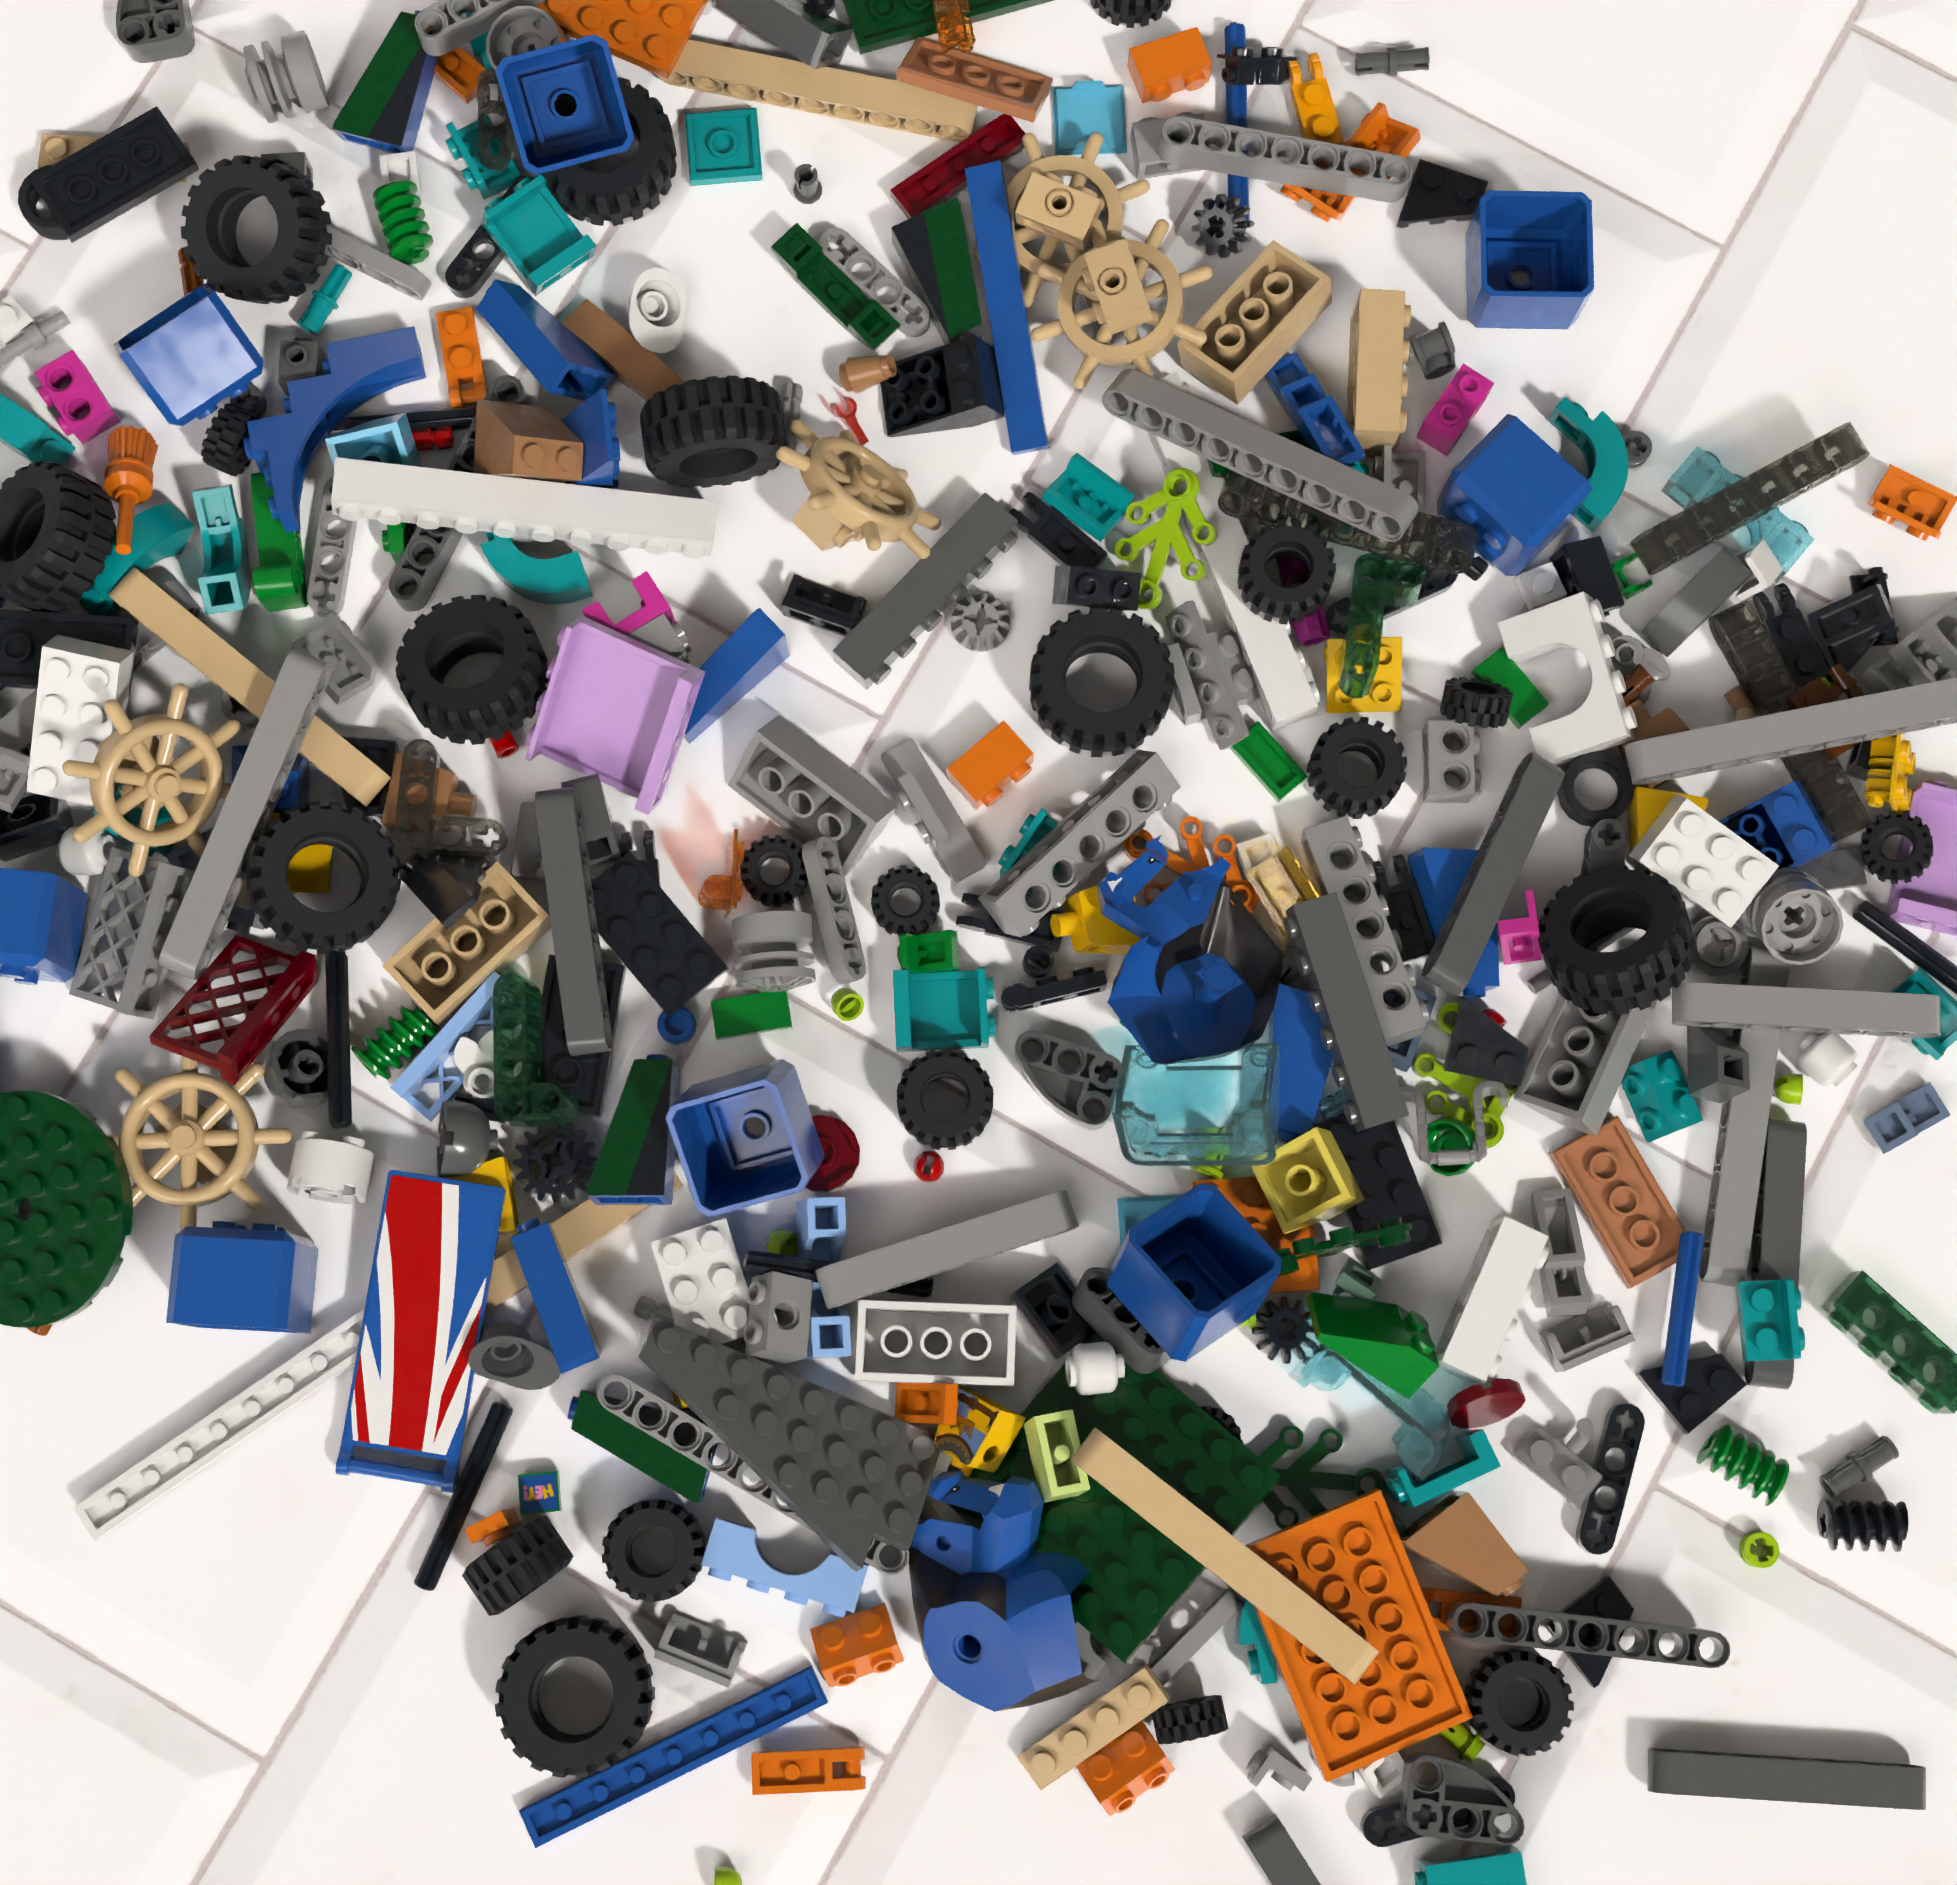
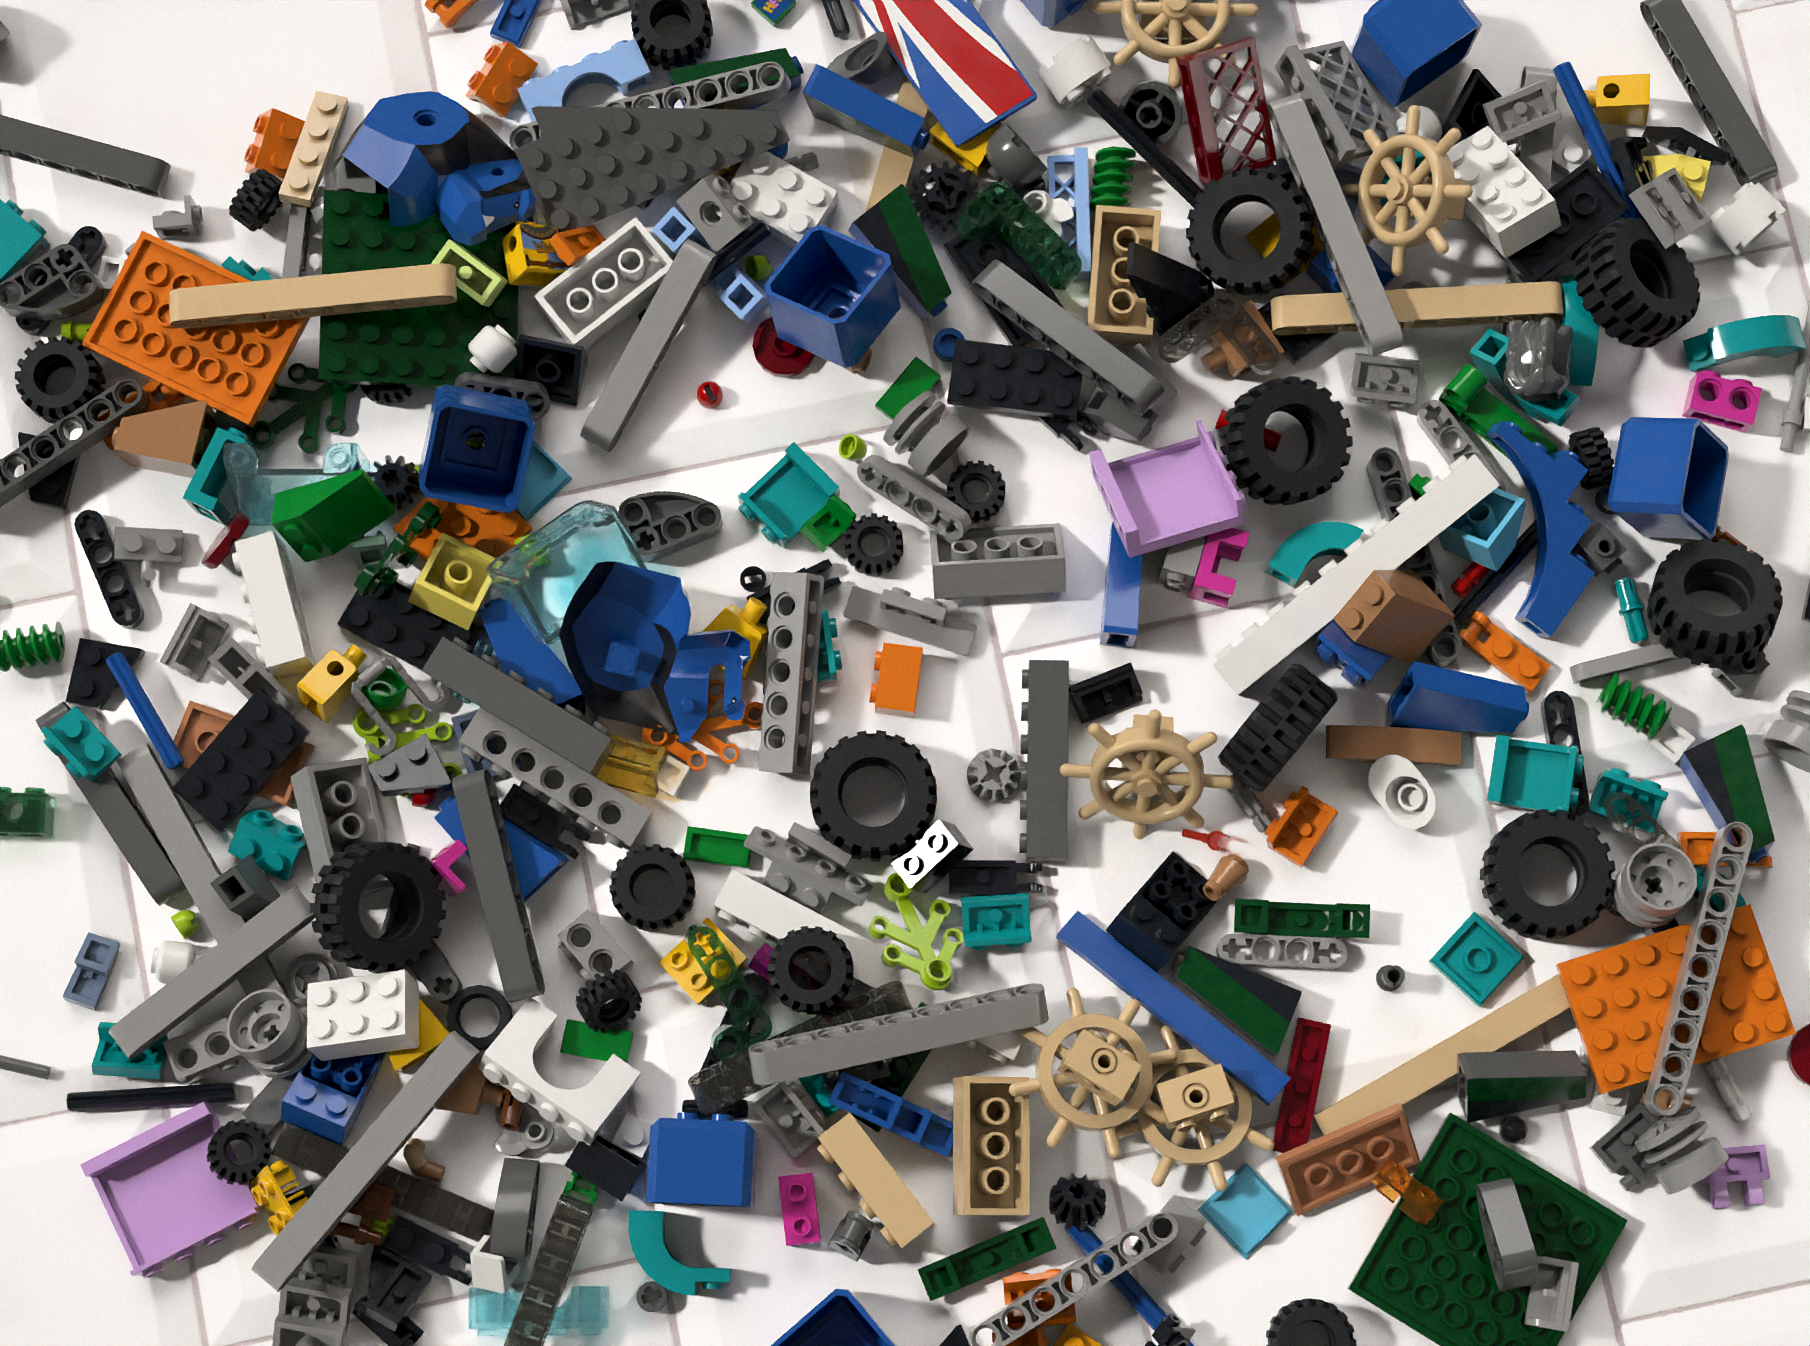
camera: 140 degrees right, 0 degrees up
(129, 477) = (1627, 371): orange piece -> none
(195, 543) = (1538, 359): none -> dark grey piece
(529, 92) = (1567, 828): blue plate -> none
(725, 890) = (993, 443): clear orange hinge -> none
(768, 357) = (1300, 827): none -> orange bracket
(950, 1066) = (728, 413): black tyre -> none
(1050, 990) = (727, 568): black hinge -> none
(1169, 65) = (1222, 1297): orange brick -> none
(1333, 252) = (987, 1258): none -> dark green slope
(1508, 1184) = (330, 682): none -> yellow torso
(1629, 1187) = (241, 760): none -> black plate
(1857, 969) = (203, 1043): none -> light grey brick

